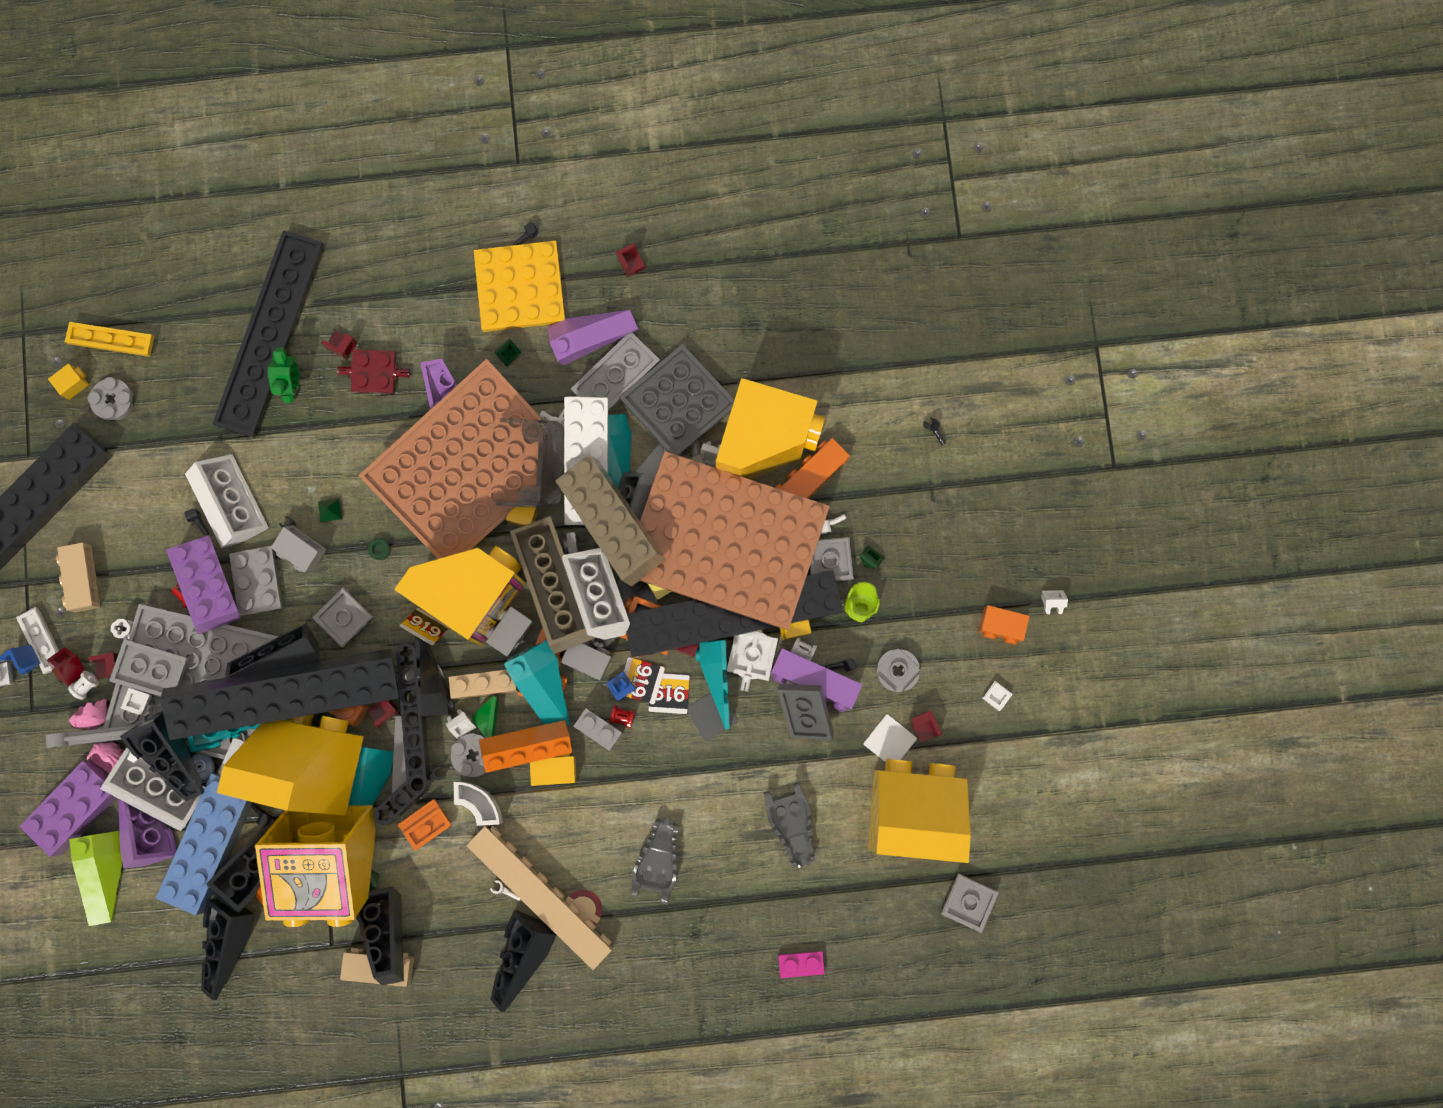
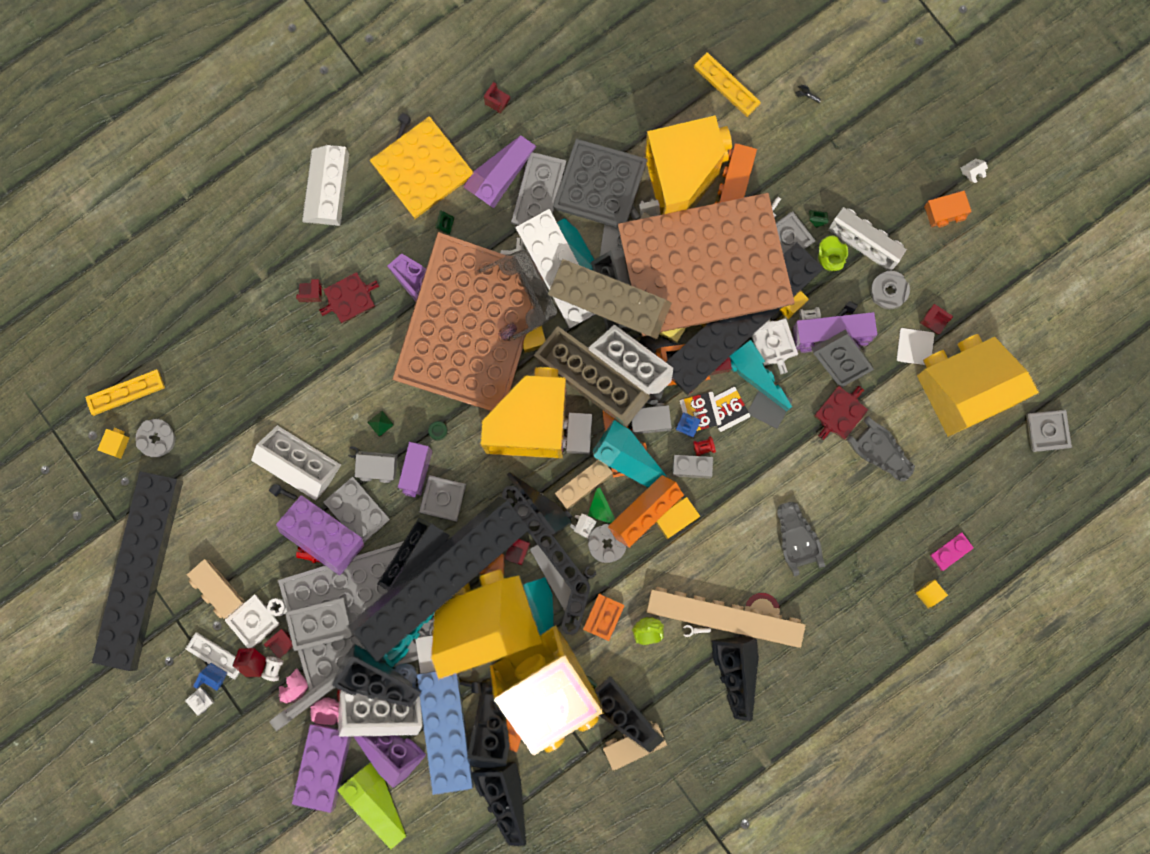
camera: 25 degrees left, 0 degrees up
(92, 629) = (252, 622): none -> white plate
(136, 701) = (324, 654): white plate -> none
(268, 329) = (248, 316): black plate -> none
(283, 375) = (283, 339): green piece -> none
(330, 574) = (415, 469): none -> medium lavender brick
(418, 251) = (326, 185): none -> white slope
(424, 626) = (511, 466): sticker -> none
(457, 863) = (648, 631): none -> lime hair
(478, 802) = (635, 574): white brick -> none
(498, 493) = (507, 331): none -> tile
(571, 543) = (584, 338): light grey plate -> none
(754, 994) = (931, 593): none -> yellow brick
(776, 762) = (841, 412): none -> dark red plate
(861, 375) = (727, 84): none -> yellow plate
(905, 607) = (867, 239): none -> white slope
(997, 696) = (974, 266): white tile -> none

